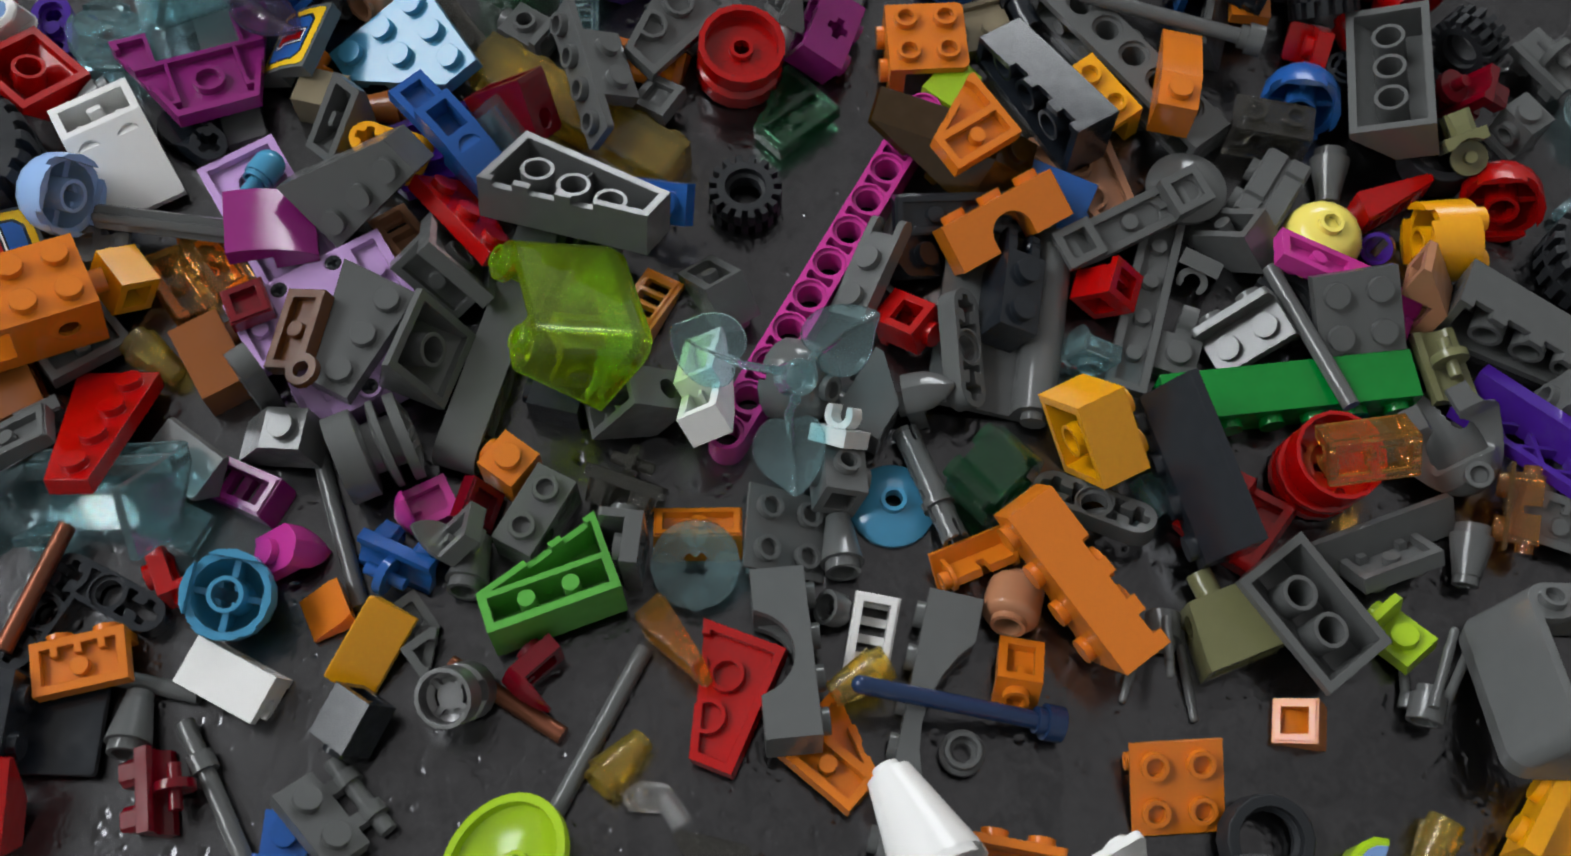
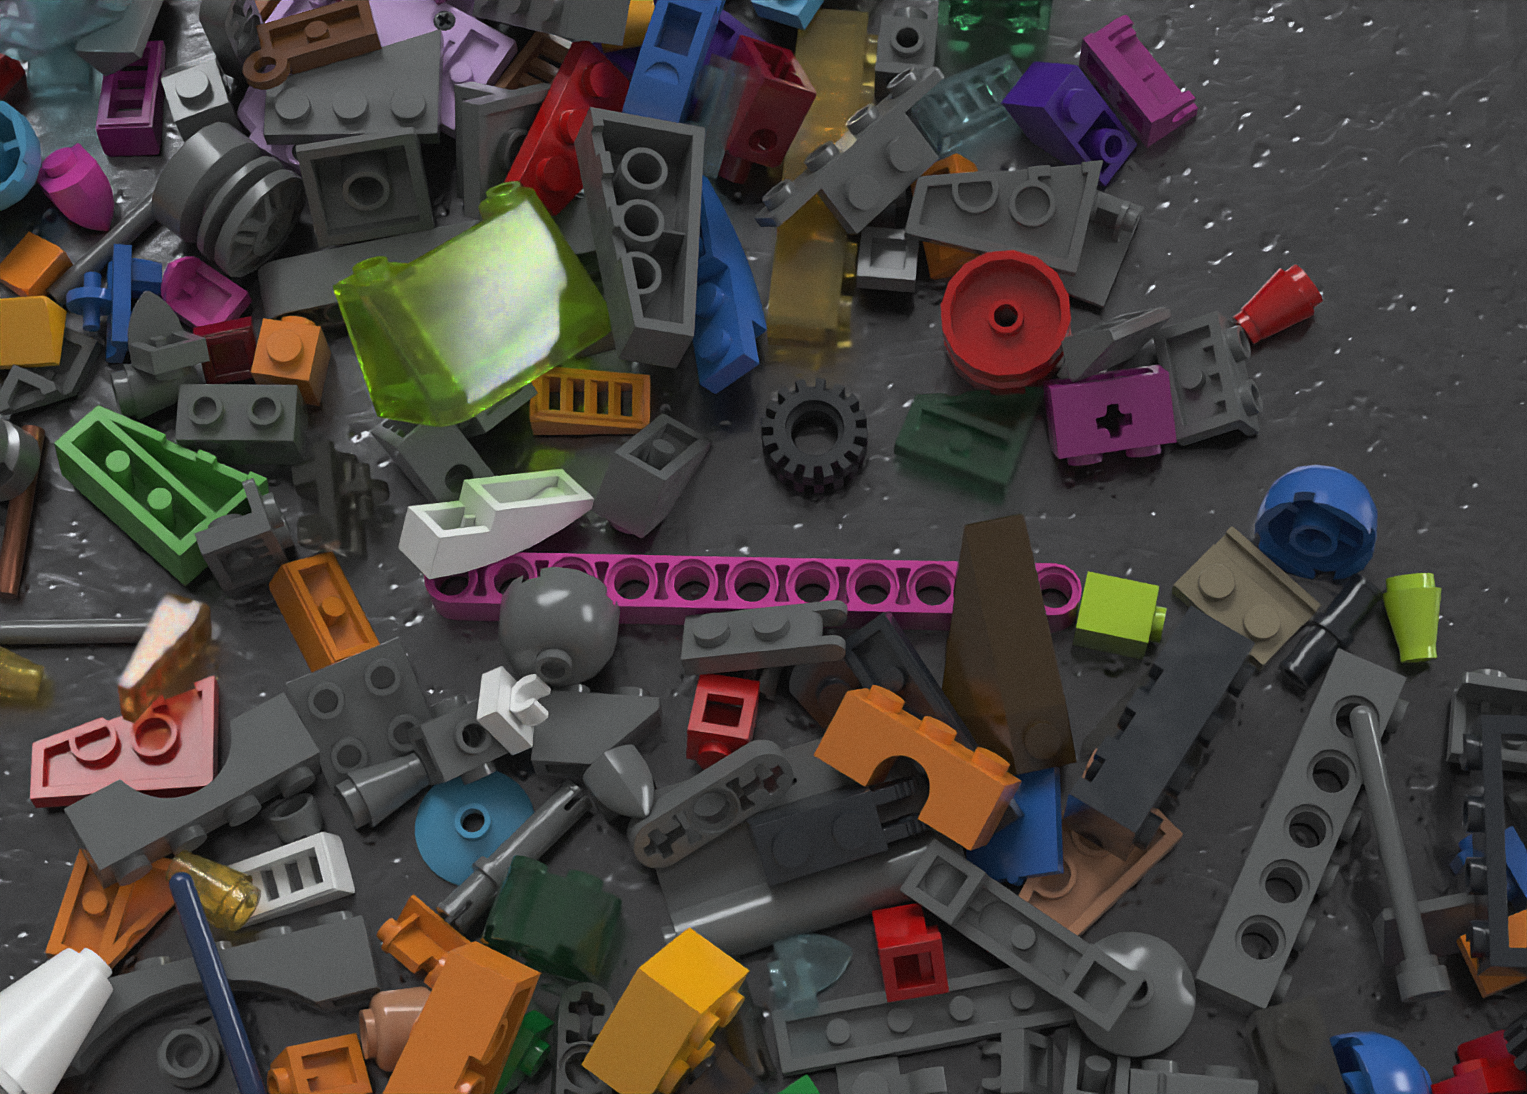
camera: 70 degrees right, 5 degrees up
(533, 663) = (69, 517): dark red plate -> none
(695, 590) = (241, 622): clear light blue plate -> none
(789, 448) = (441, 649): clear light blue plant -> none
(921, 41) = (1163, 539): orange bracket -> none
(973, 128) = (1020, 659): orange wing -> none
(1104, 81) = (1213, 815): light orange bracket -> none
(1176, 84) = (1282, 899): orange slope -> none

